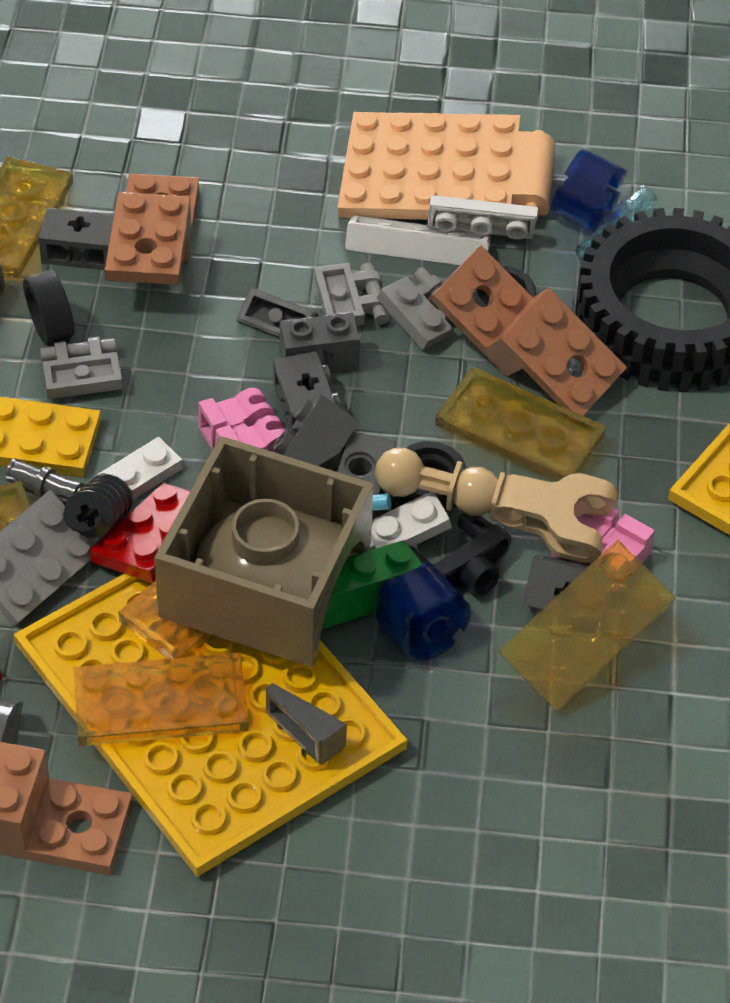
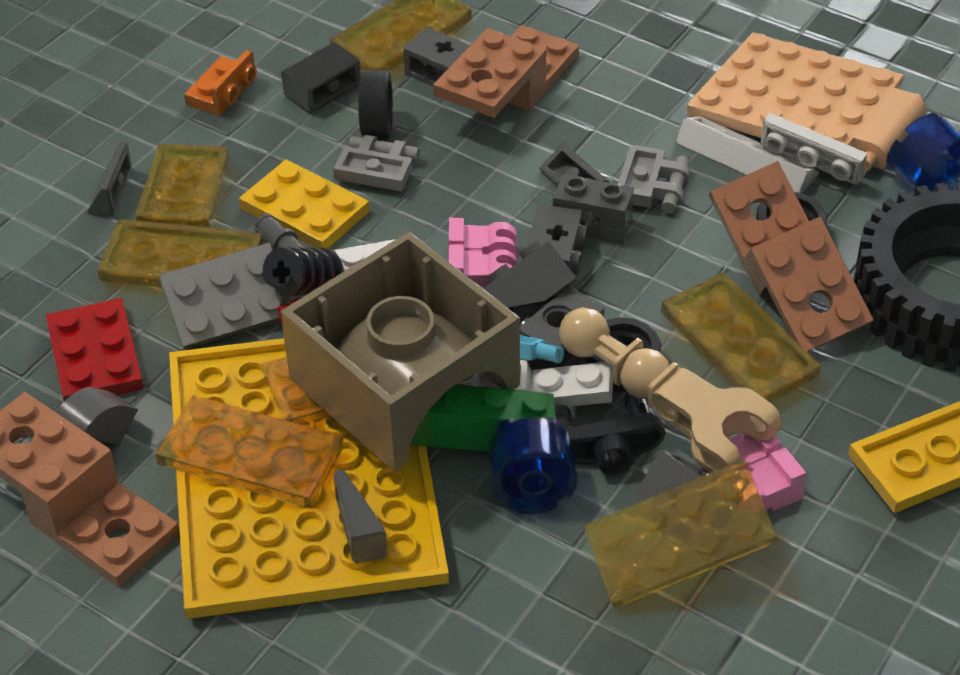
camera: 30 degrees right, 5 degrees down
(413, 310) = (697, 210): light grey plate -> none

